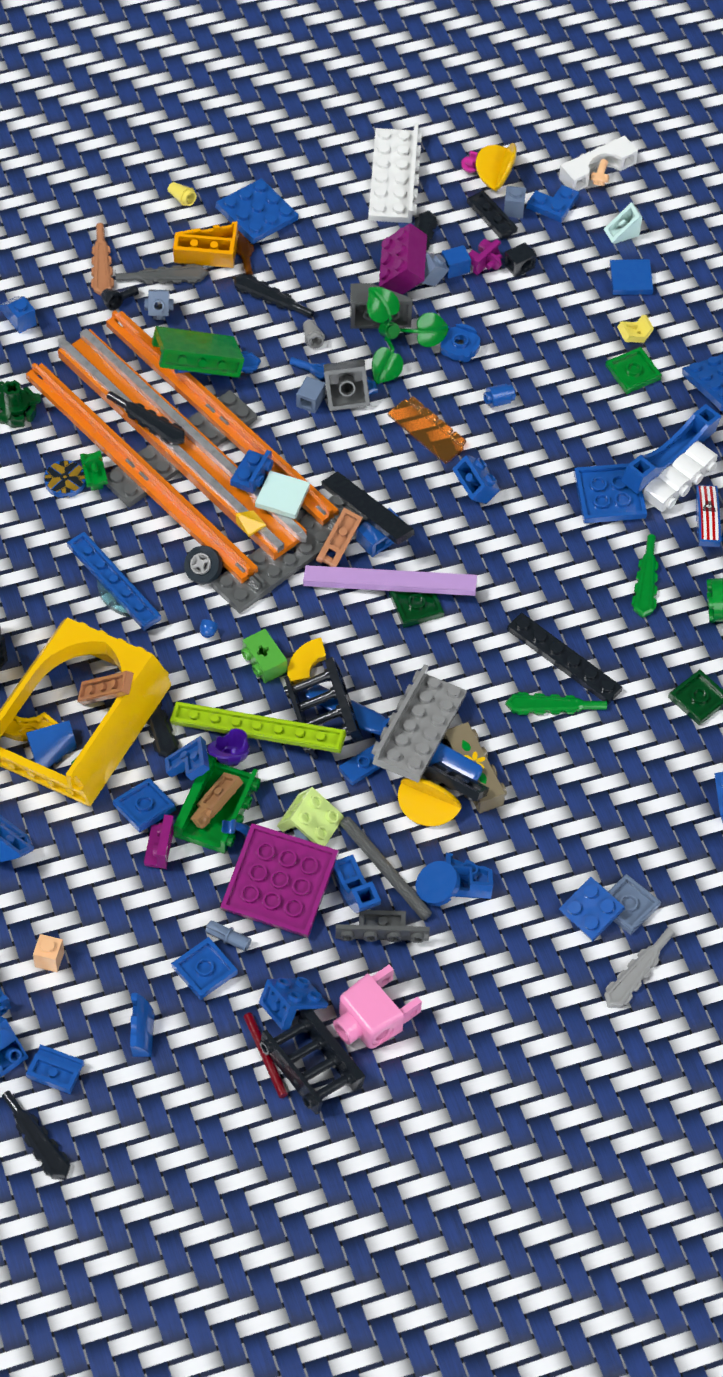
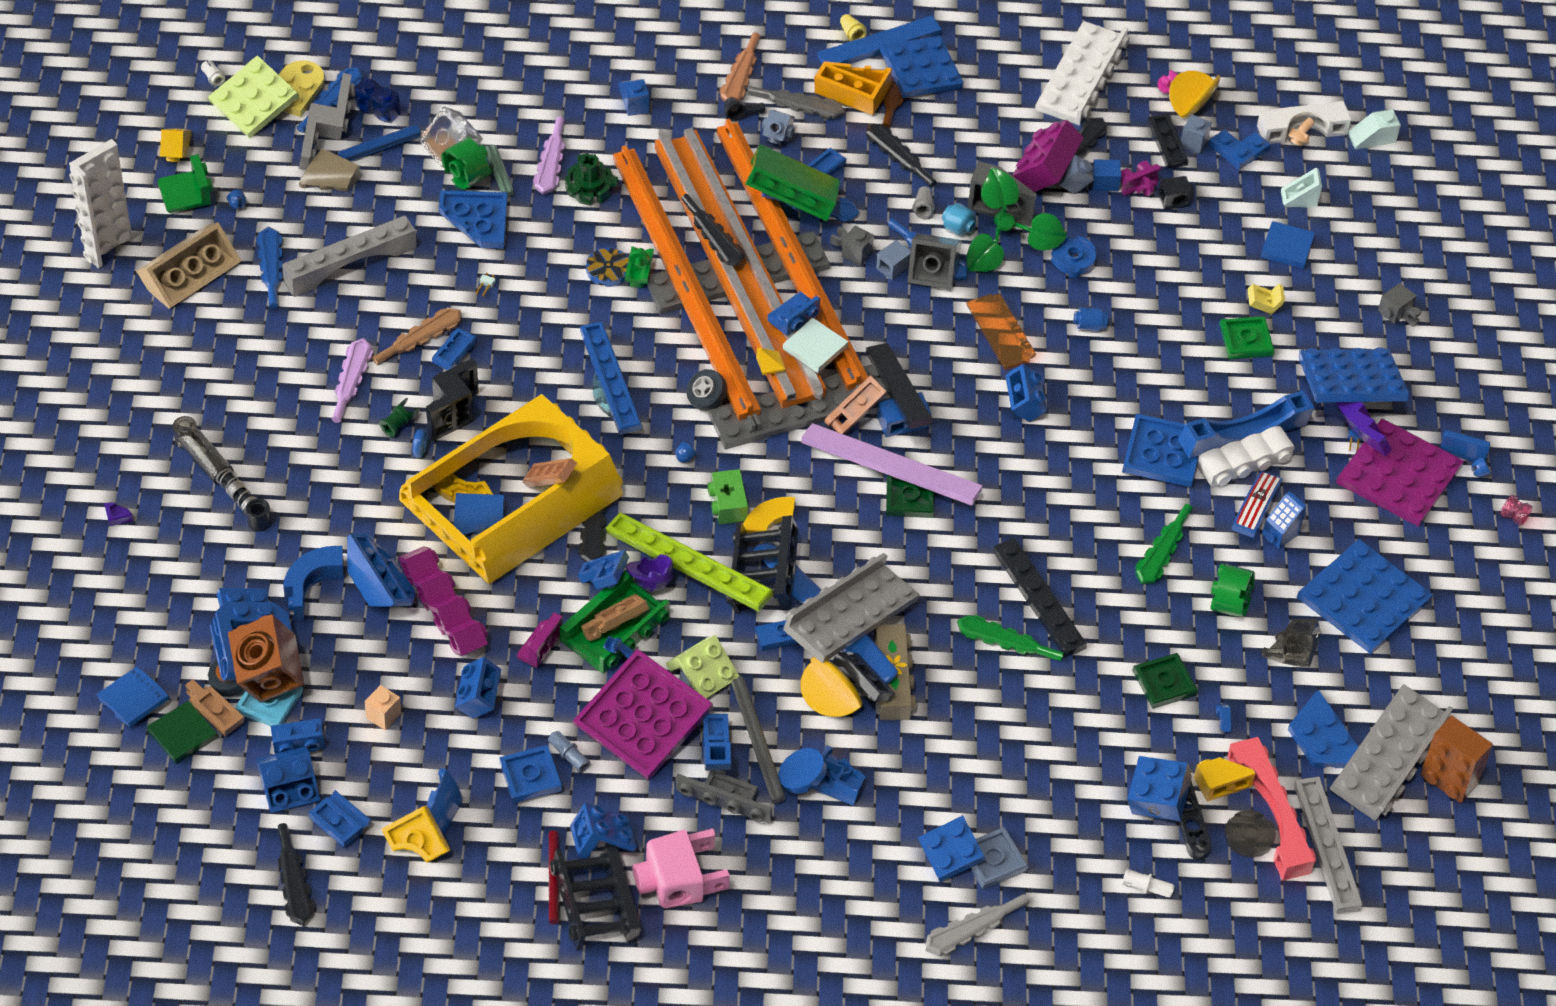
camera: 20 degrees right, 5 degrees down
(49, 830) = (437, 594): none -> magenta brick
(125, 906) = (478, 688): none -> blue brick
(132, 1058) = (417, 833): none -> yellow tile
(144, 805) = (541, 599): blue plate -> none
(206, 202) = (871, 45): none -> blue tile
(214, 322) = (828, 162): none -> blue tile
(273, 390) = (856, 244): none -> dark grey brick
(350, 340) = (959, 219): none -> dark azure head
(659, 153) = (1375, 130): none -> light aqua slope

